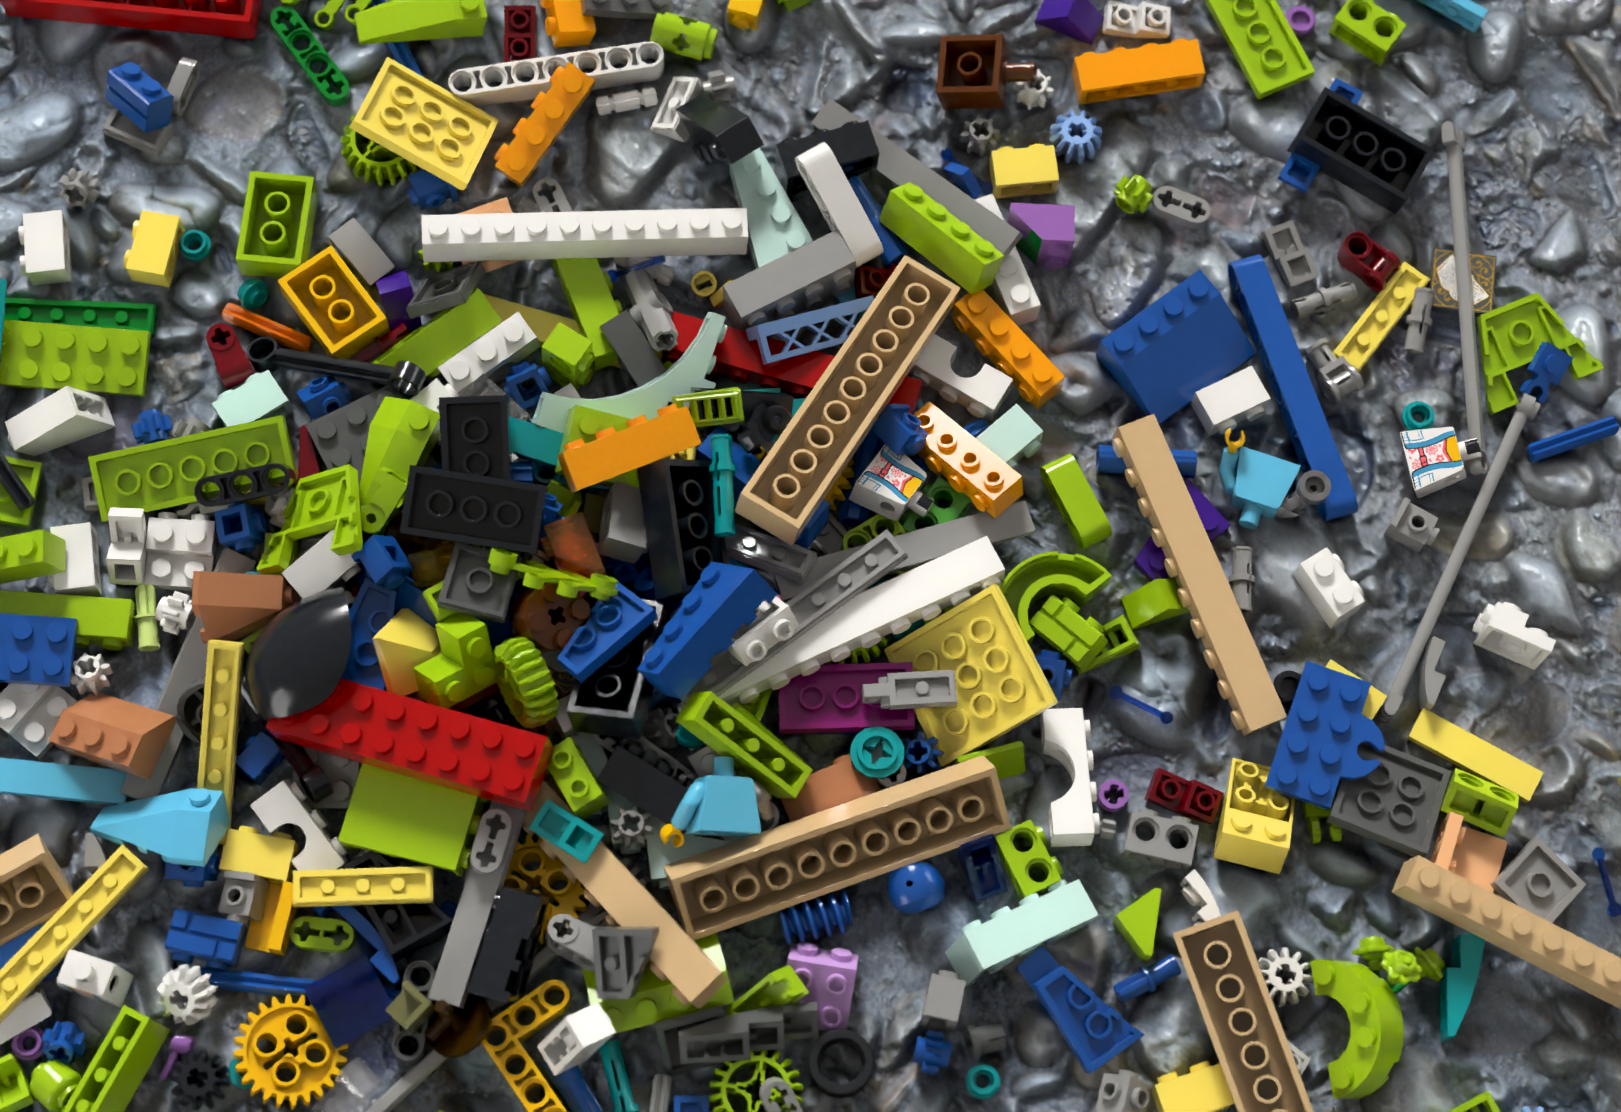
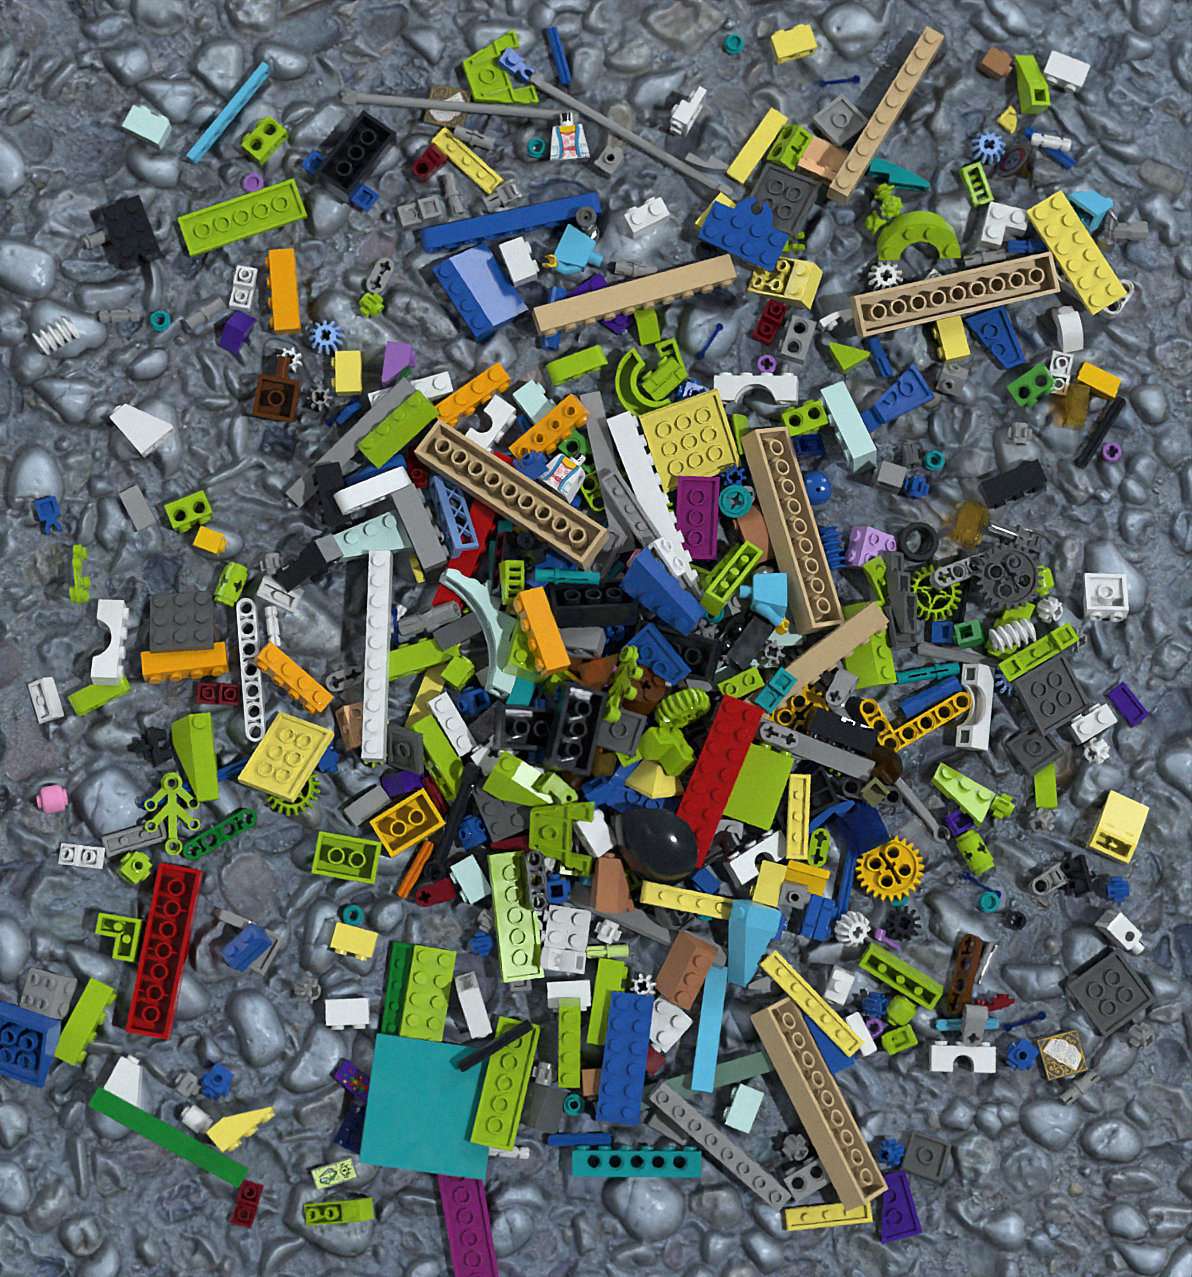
camera: 85 degrees left, 10 degrees up
(253, 293) = (391, 877): teal plate -> none
(576, 1038) = (900, 693): white brick -> none
(621, 959) = (857, 661): dark grey wing -> none
(702, 278) = (414, 585): light yellow hinge -> none
(912, 690) = (699, 474): light grey hinge -> none

